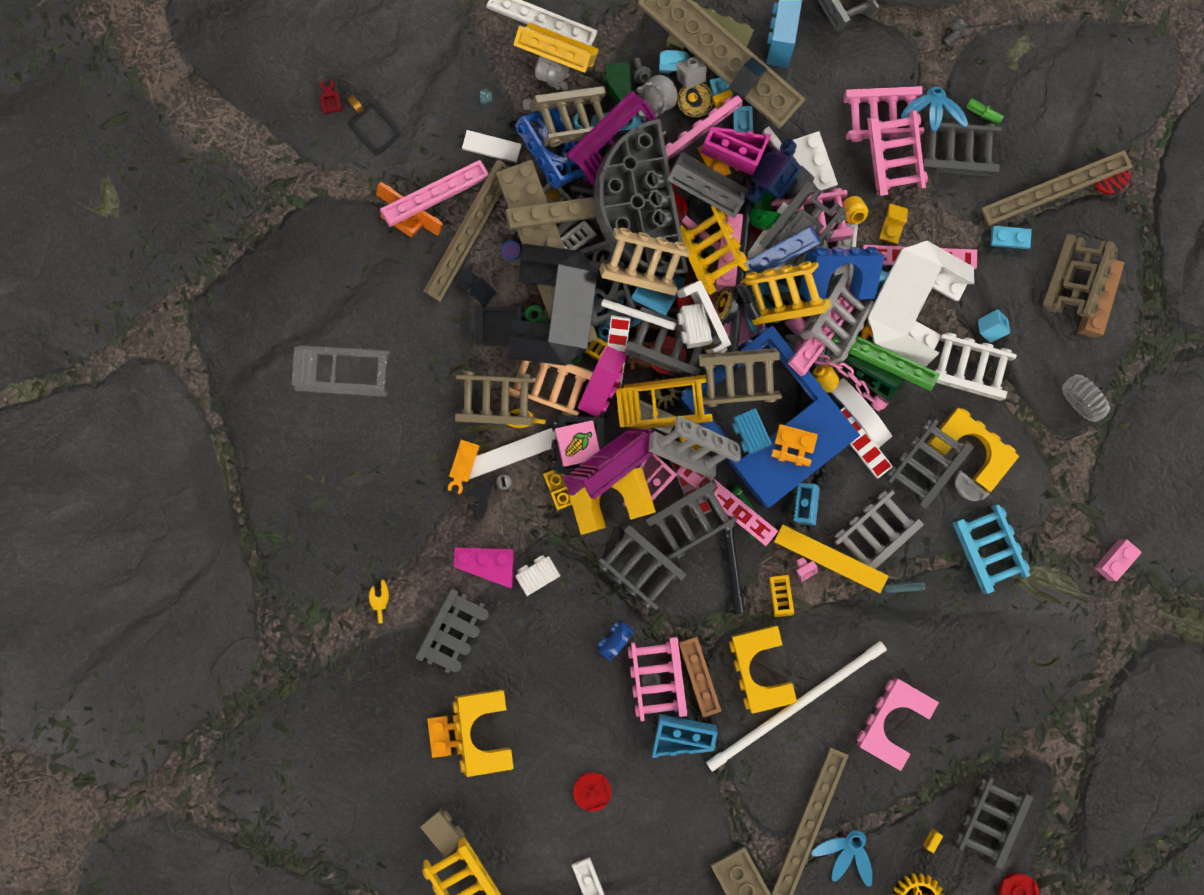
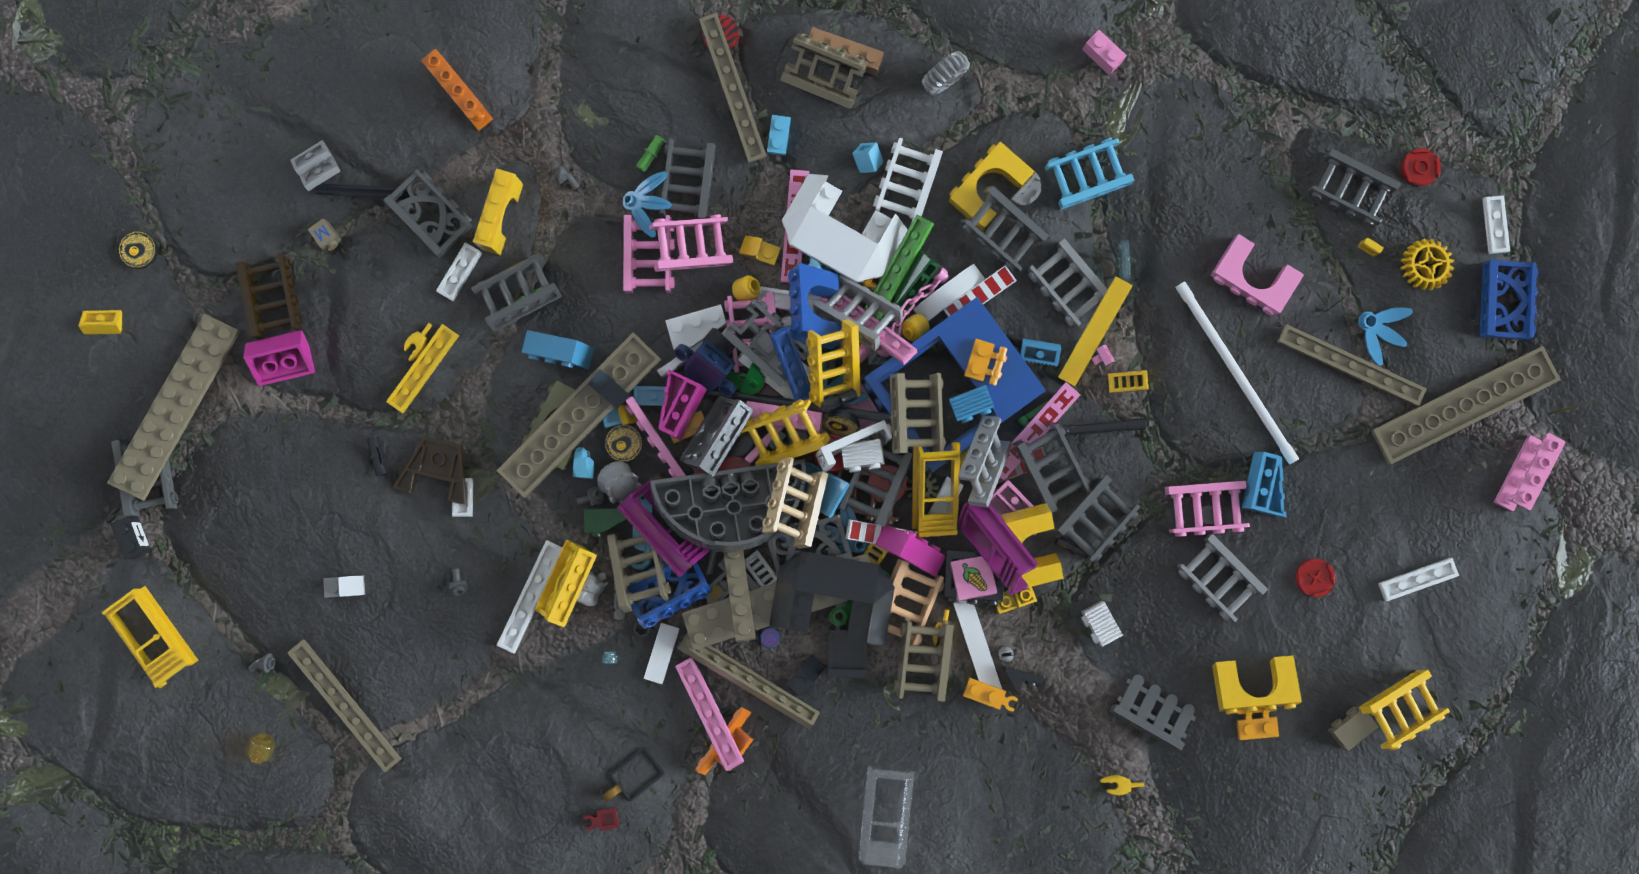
camera: 85 degrees left, 0 degrees up
(487, 563) = (1088, 674): dark pink wedge -> none
(593, 713) = (1226, 559): none -> light grey fence
(615, 642) = (1170, 548): blue slope -> none
(638, 314) = (847, 510): white bar -> none
(691, 72) = (596, 445): light grey brick -> none
(699, 676) = (1206, 466): medium nougat plate -> none
(745, 647) = (1227, 407): yellow arch -> none

